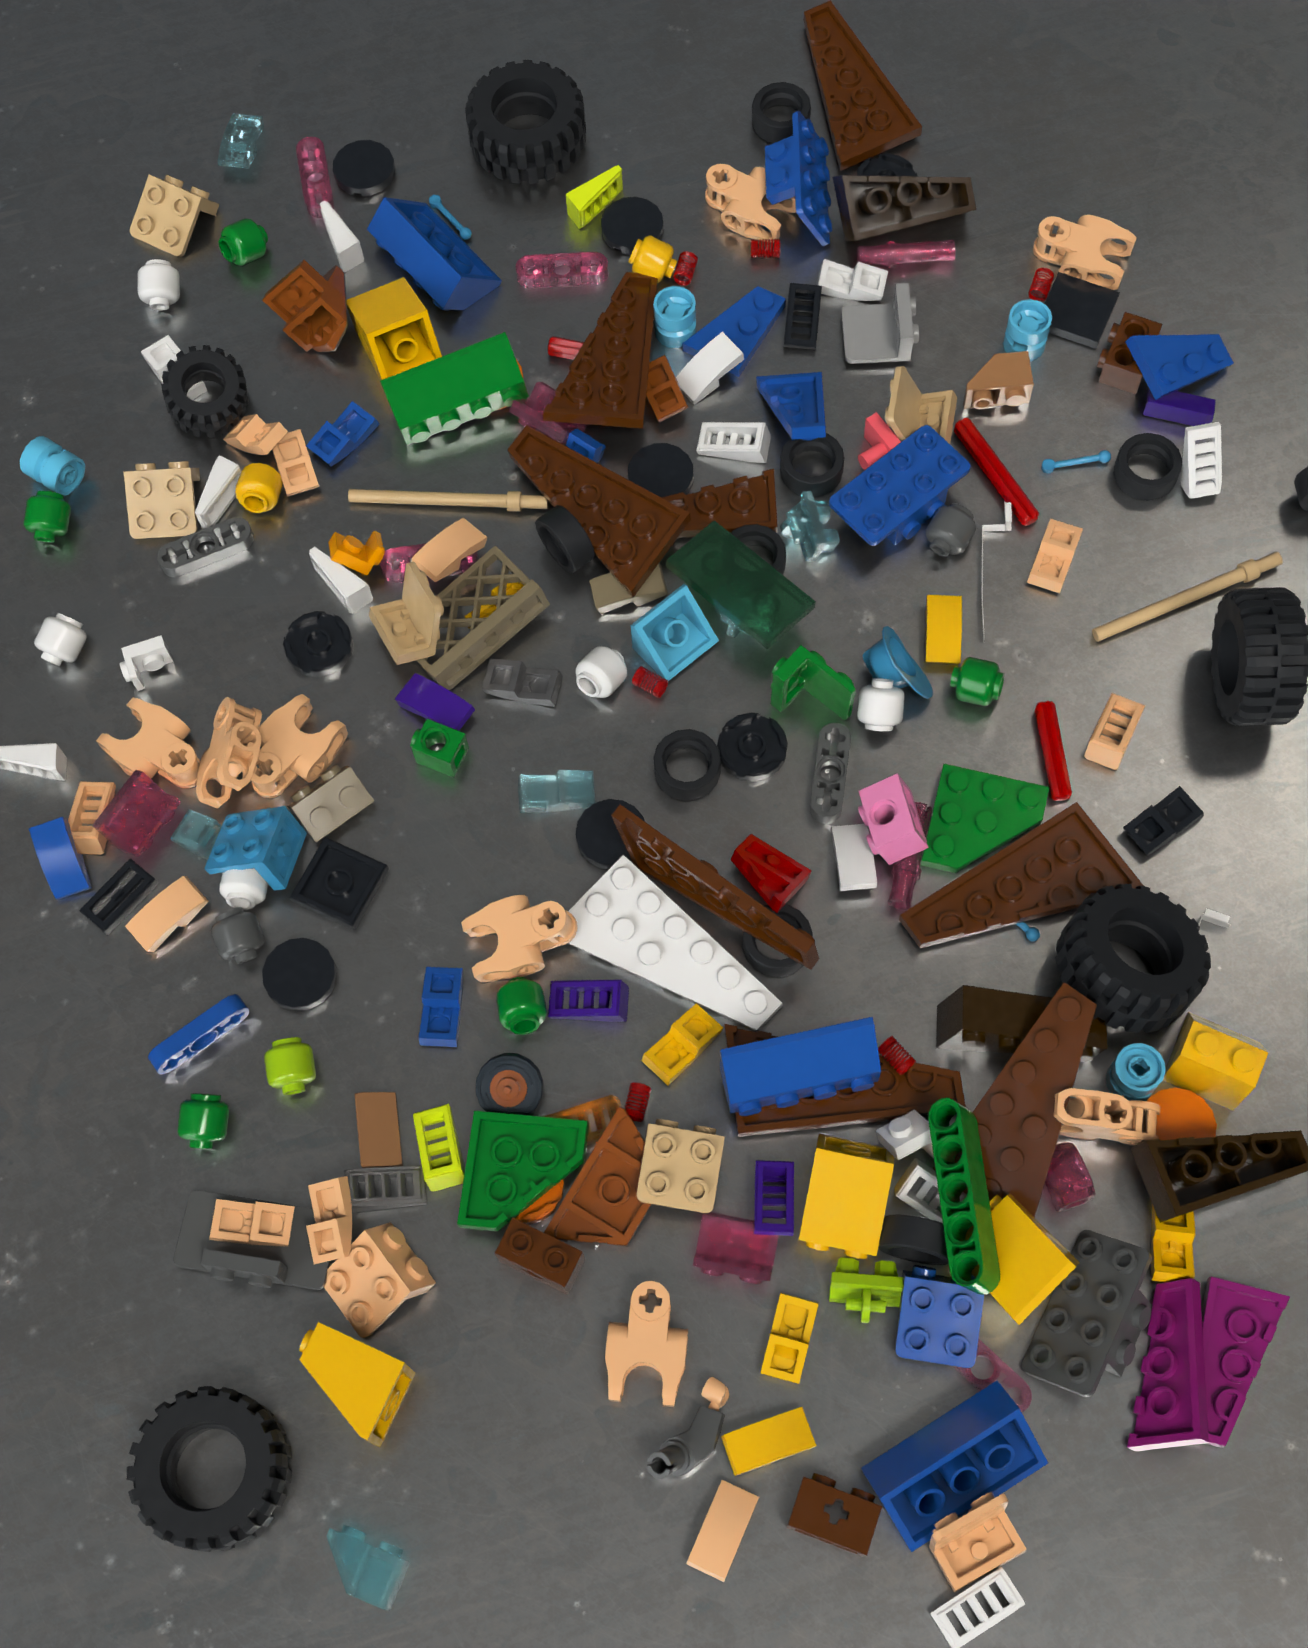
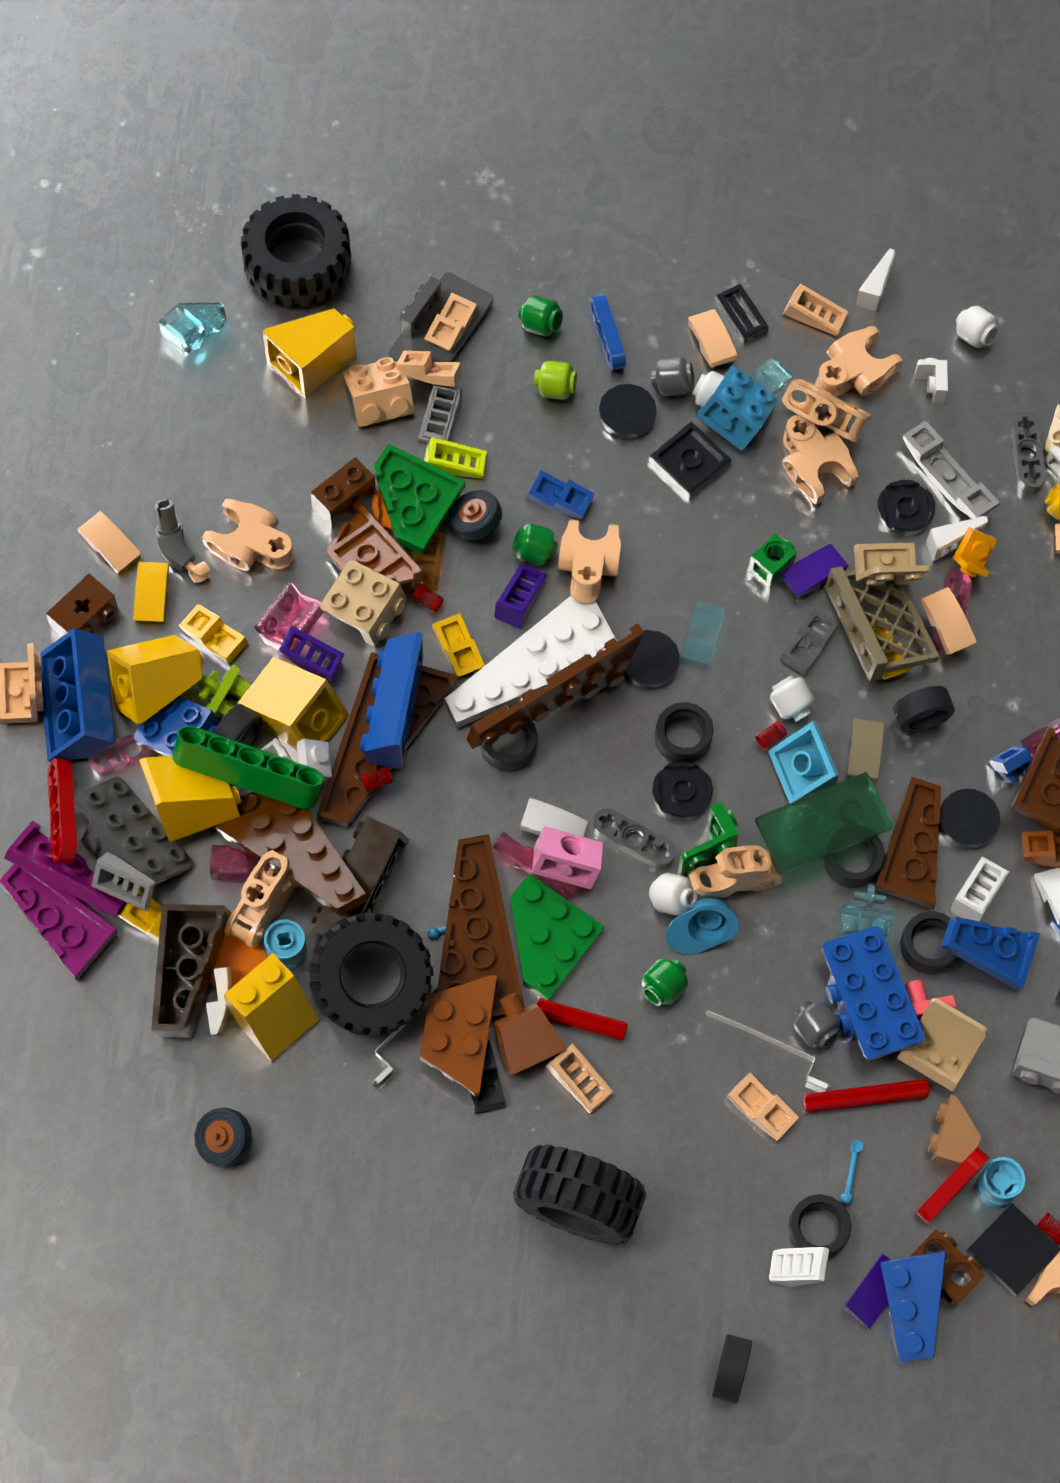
camera: 105 degrees right, 0 degrees up
(59, 858) = (786, 276): blue slope -> none
(136, 814) = (800, 337): clear pink bracket -> none
(265, 611) = (946, 473): none -> light grey slope
(330, 802) = (759, 470): dark tan bracket -> none
(378, 1129) = (484, 423): medium nougat slope -> none
(512, 500) = (985, 691): tan bar -> none
(623, 520) = (940, 752): reddish brown wing -> none
(769, 871) = (564, 754): red wing -> none
(833, 639) = (743, 870): none -> light nougat piece
(889, 1372) = (152, 675): none -> yellow slope
(943, 629) = (728, 980): yellow slope -> none
(1041, 347) = (953, 1185): none -> red beam
(1108, 1407) = (61, 811): none -> red beam
(1109, 787) = (524, 1035): none -> dark orange torso
(1139, 851) = (459, 1031): none -> dark orange wing
(1162, 1285) = (104, 882): none -> light grey slope
(1235, 1114) = (217, 1010): none -> white slope
(1245, 572) = (681, 1262): tan bar -> none

